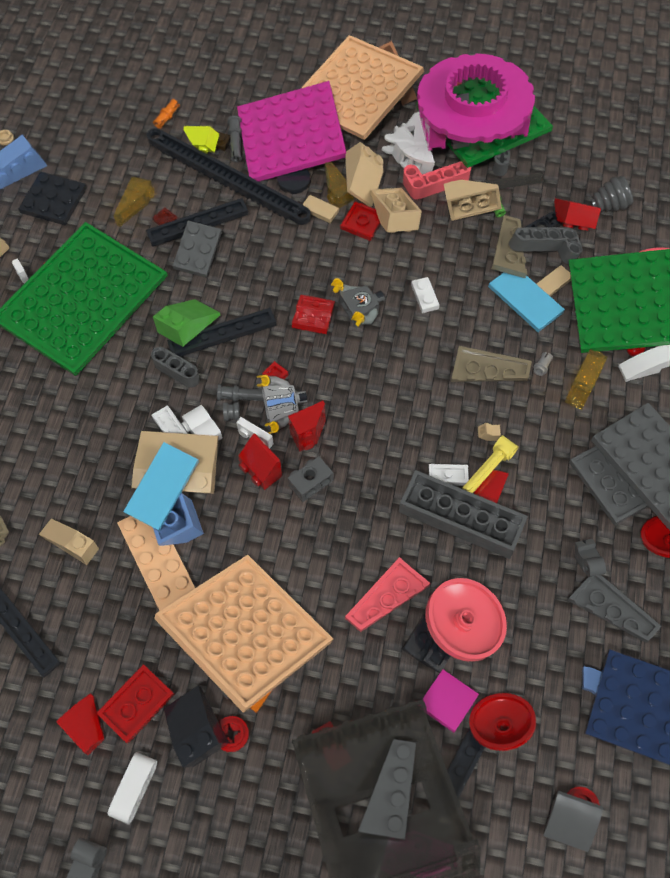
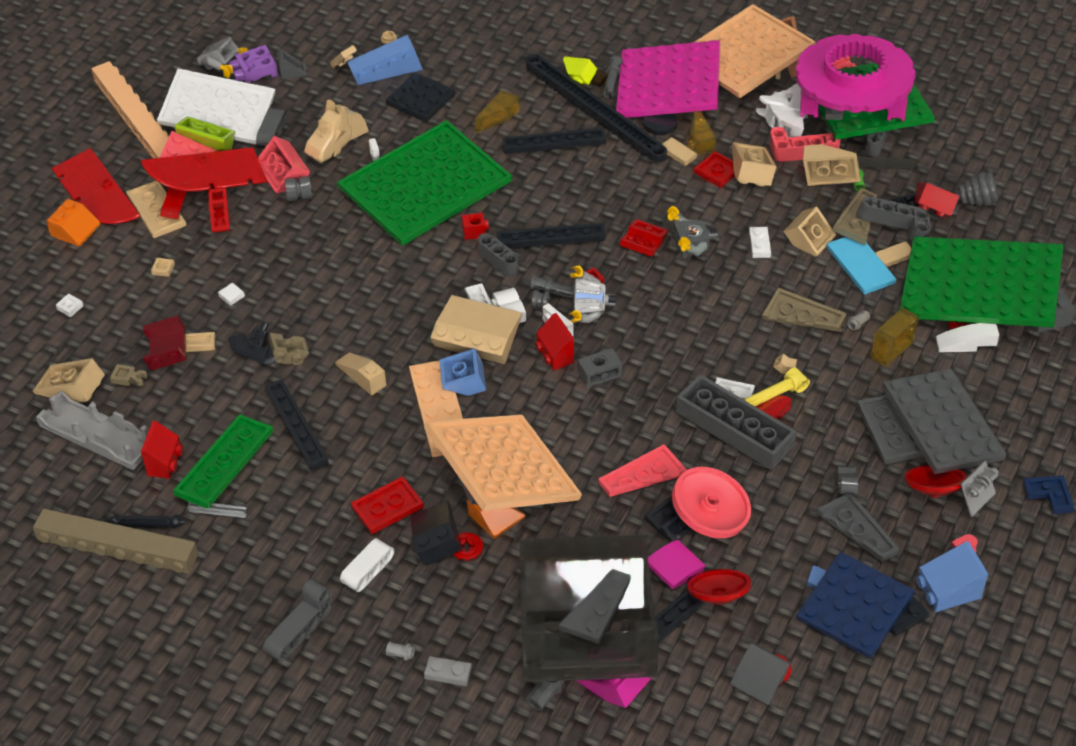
camera: 15 degrees right, 15 degrees down
(83, 724) = (336, 511): red slope -> none
(137, 334) = (474, 225): none -> red brick
(161, 486) = (458, 338): medium azure tile -> none
(164, 216) = (522, 130): clear red tile -> none
(166, 113) = (550, 44): orange pin -> none
(184, 320) = (516, 217): bright green slope -> none
(197, 249) = (547, 162): dark grey plate -> none
(307, 425) = (610, 322): red slope -> none
(363, 172) = (729, 125): tan slope -> none
(470, 274) = (810, 231): none -> tan slope

